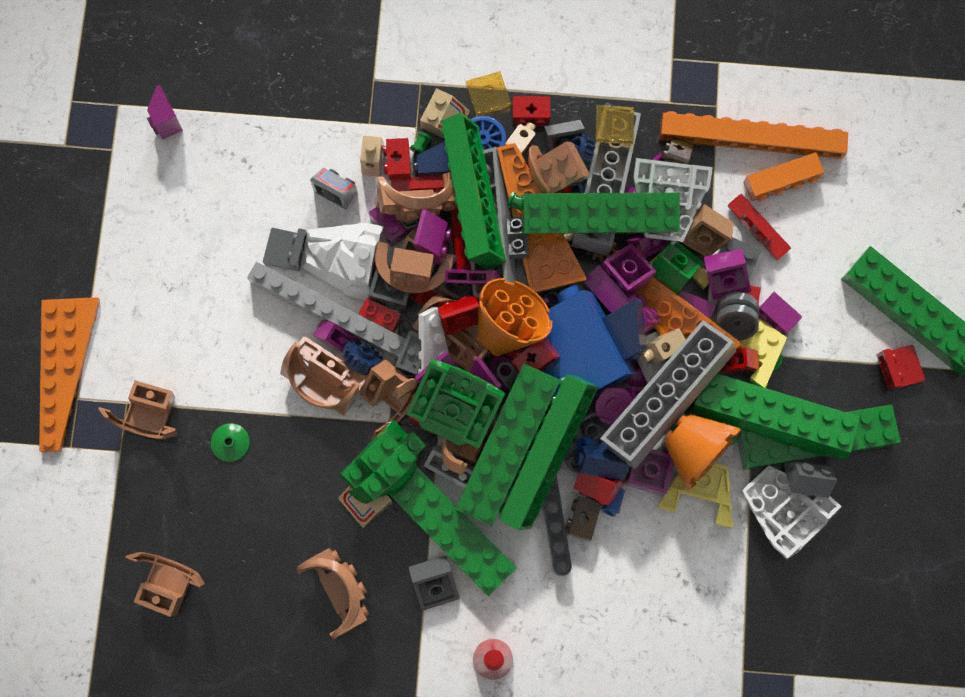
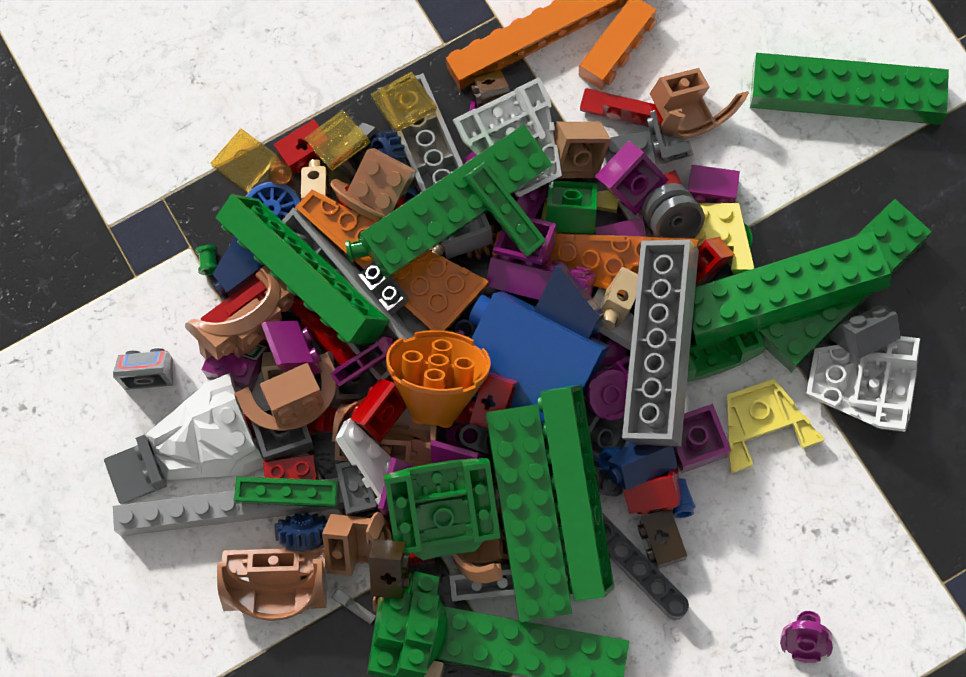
camera: 25 degrees left, 5 degrees down
(333, 335) = (253, 529): magenta slope -> none
(361, 425) = (347, 602): none -> light grey bar
(368, 326) = (286, 492): none -> green tile
(371, 153) = (161, 305): tan torso -> none
(395, 419) = (389, 569): none -> dark brown brick
(397, 148) = (188, 281): red brick -> none
(439, 108) = (202, 208): tan slope -> none
(504, 116) = (279, 172): none -> clear orange cone
(554, 121) = (337, 140): none -> clear yellow tile
(627, 240) = (504, 209): none -> green tile
(629, 645) = (806, 638): none -> magenta tile
(697, 446) = (729, 376): orange cone -> none
(771, 275) = (678, 148): none -> dark grey bracket
(796, 250) = (683, 108): none -> nougat piece
(900, 367) = (874, 156): red bracket -> none

